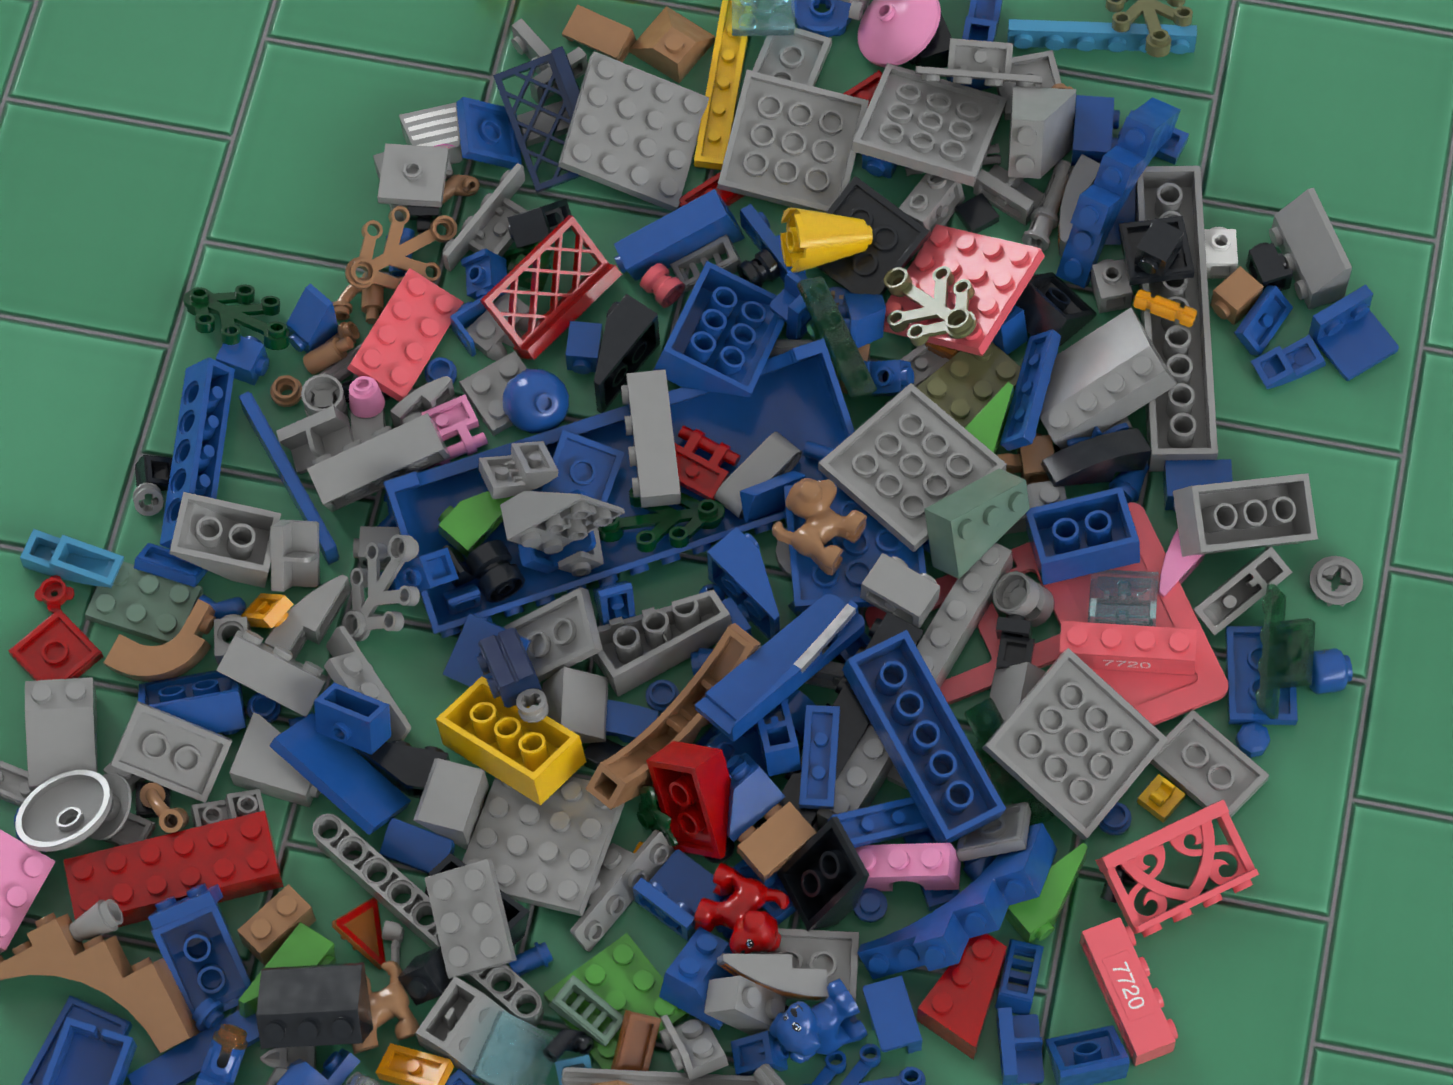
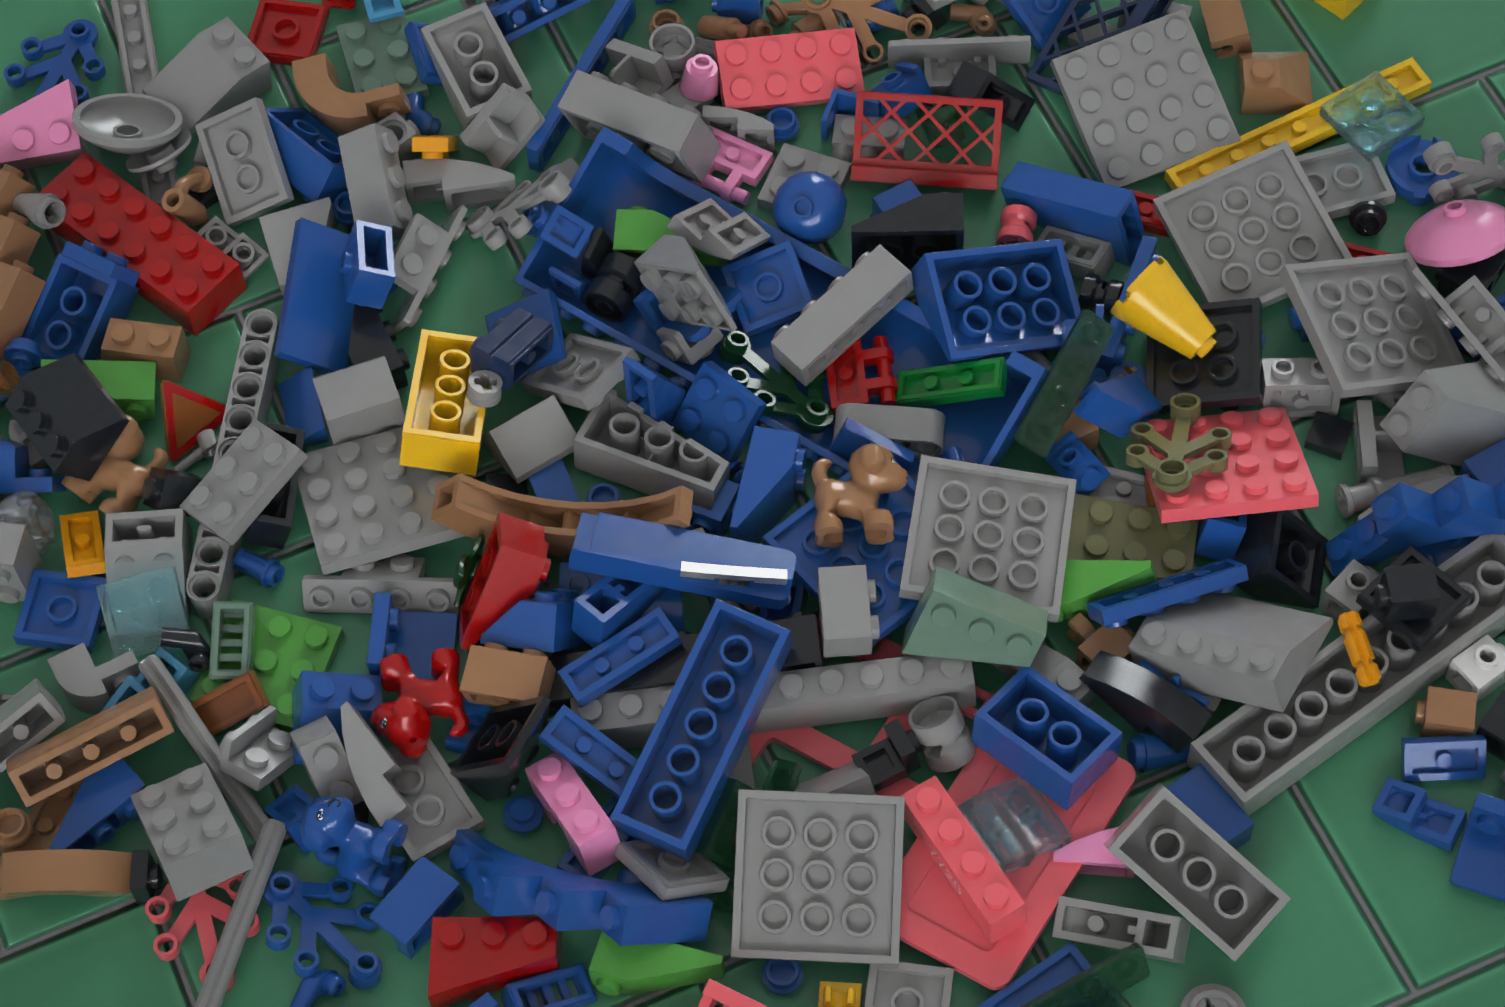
camera: 55 degrees right, 5 degrees down
(660, 571) = (719, 412): none -> blue plate
(758, 410) = (952, 383): none -> green tile
(834, 68) = (1368, 217): none -> black plate

